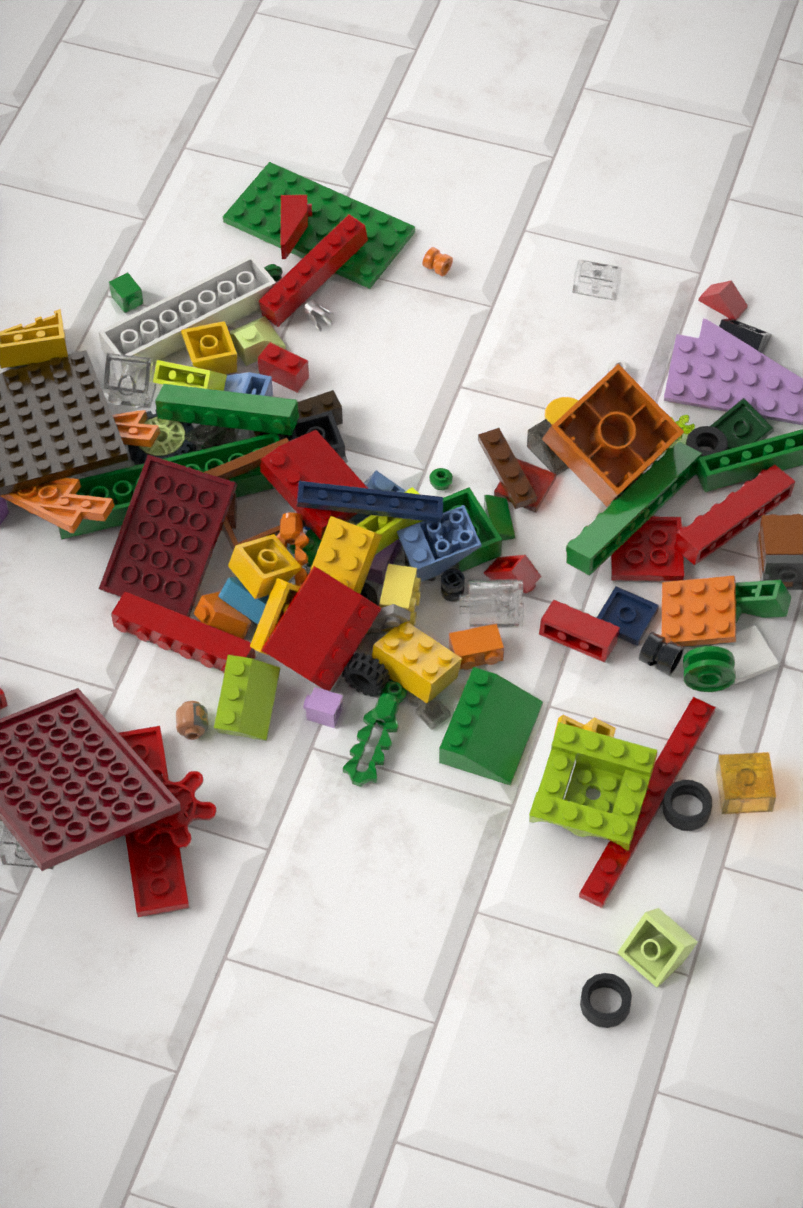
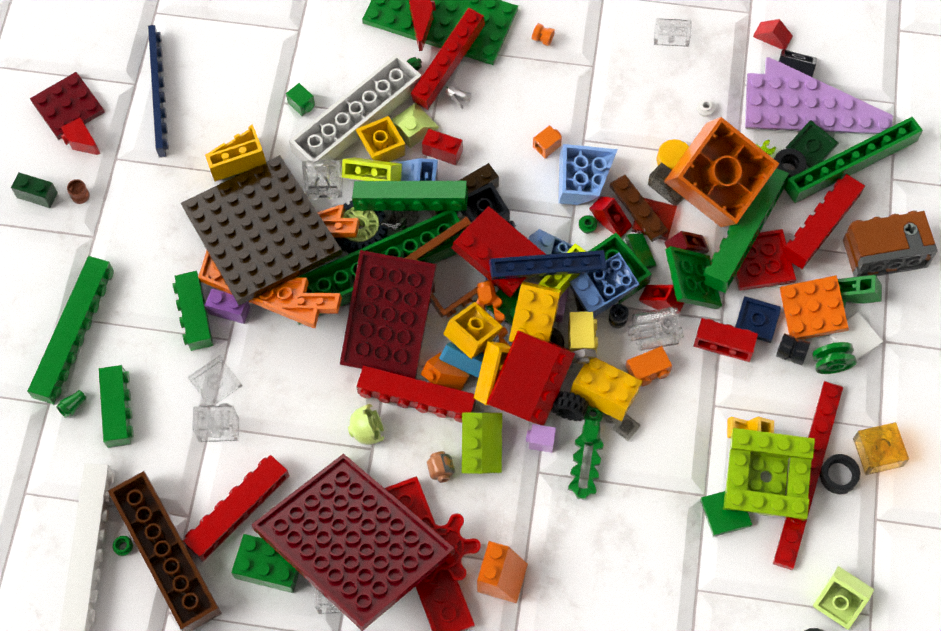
camera: 10 degrees left, 10 degrees up
(112, 659) = (366, 426): none -> yellowish green cylinder
(233, 846) = (501, 573): none -> orange slope
(413, 379) = (547, 141): none -> orange brick
(447, 418) = (583, 172): none -> light blue wedge
(471, 472) = (610, 215): none -> red slope
(490, 727) = (674, 433): green slope -> none
(528, 836) = (722, 520): none -> green tile
(546, 553) = (688, 278): none -> green plate
(555, 518) = (688, 241): none -> dark red slope

